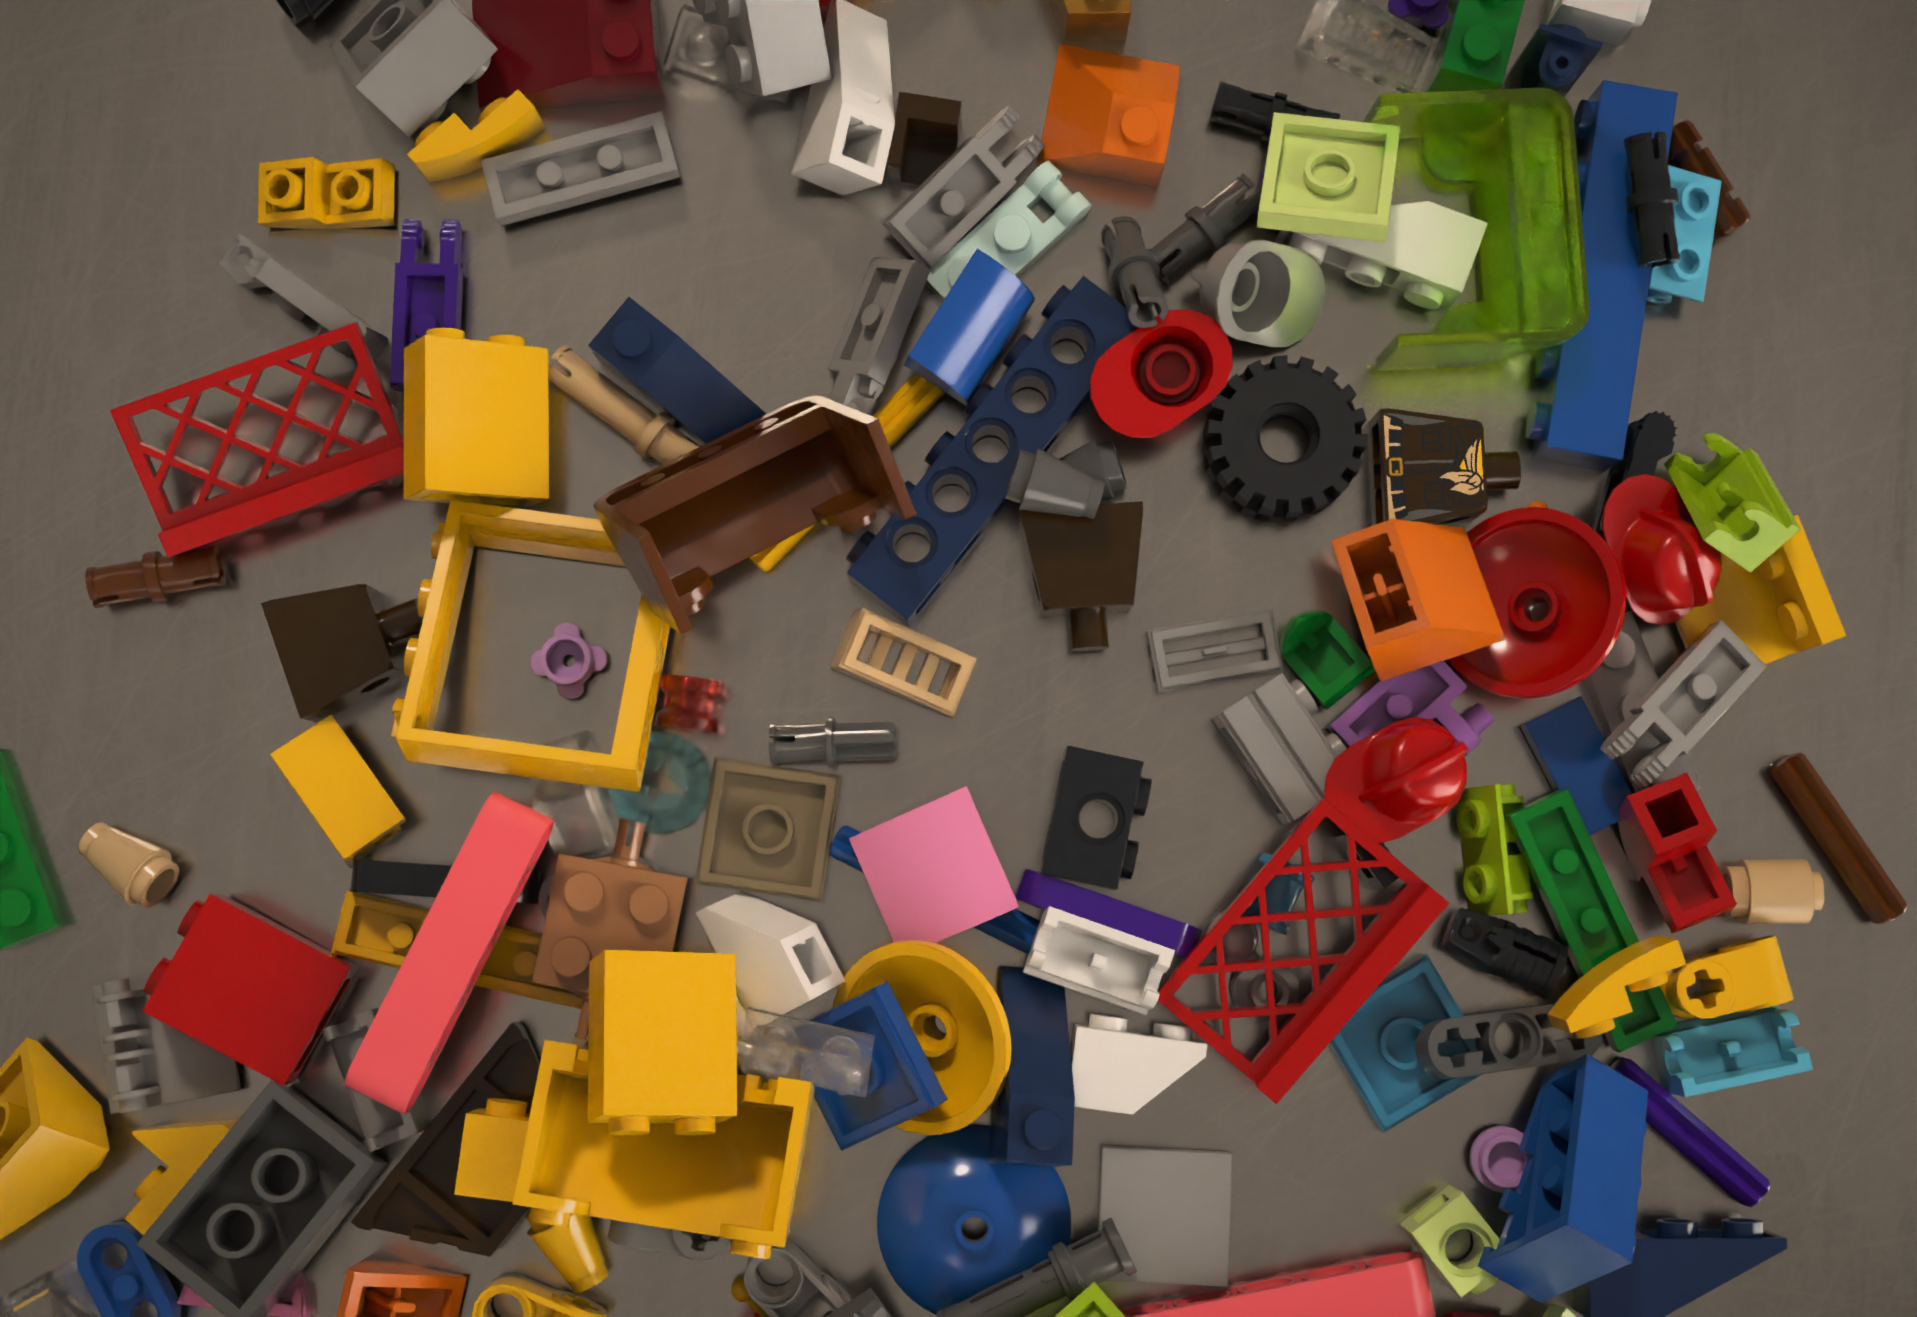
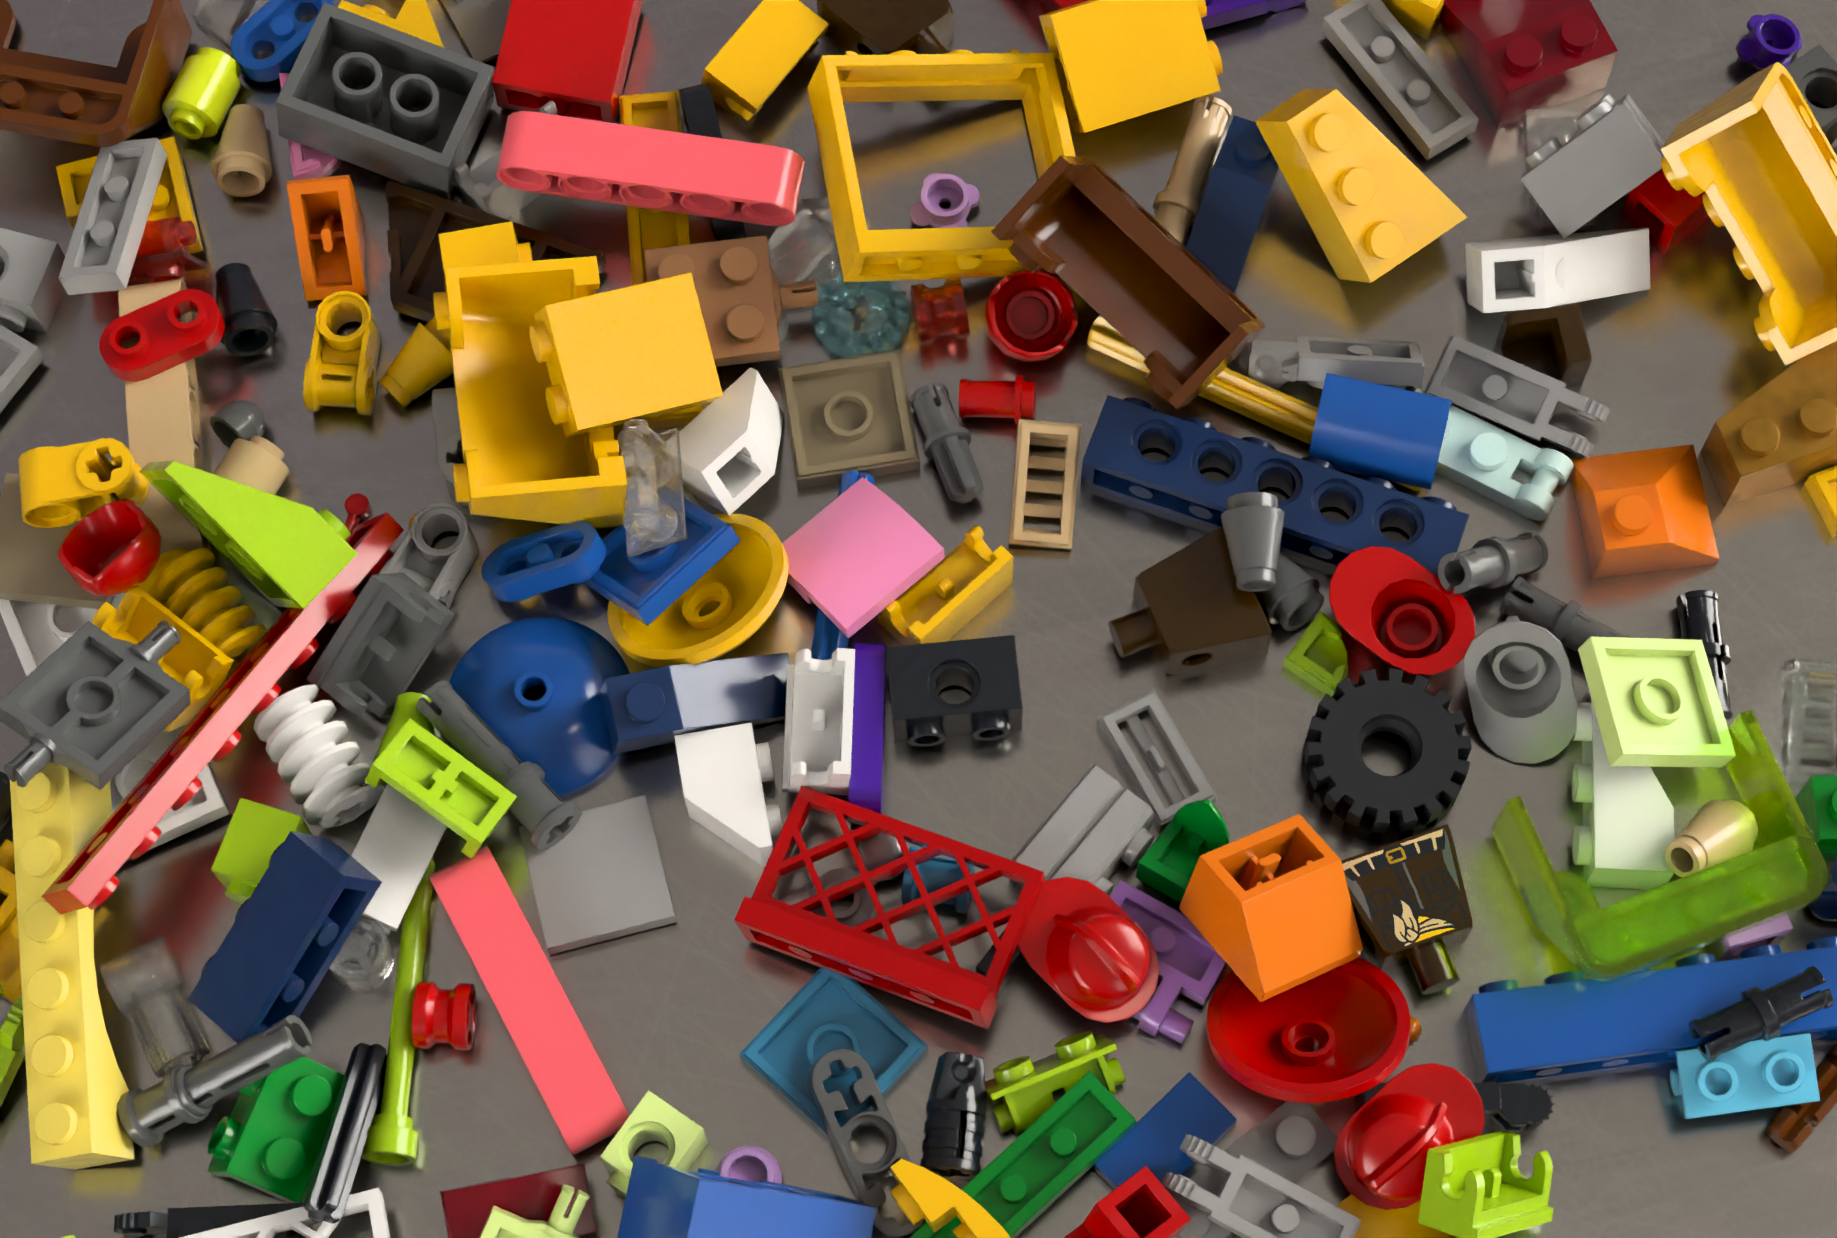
camera: 75 degrees right, 15 degrees down
(709, 257) = (1354, 185): none -> yellow wedge
(735, 621) = (1030, 315): none -> red hair
(800, 678) = (998, 399): none -> red pin
(835, 1174) = (544, 561): none -> blue plate
(983, 767) = (950, 592): none -> yellow hinge
(1160, 463) = (1320, 655): none -> lime tile
(1468, 178) = (1712, 836): none -> tan cone

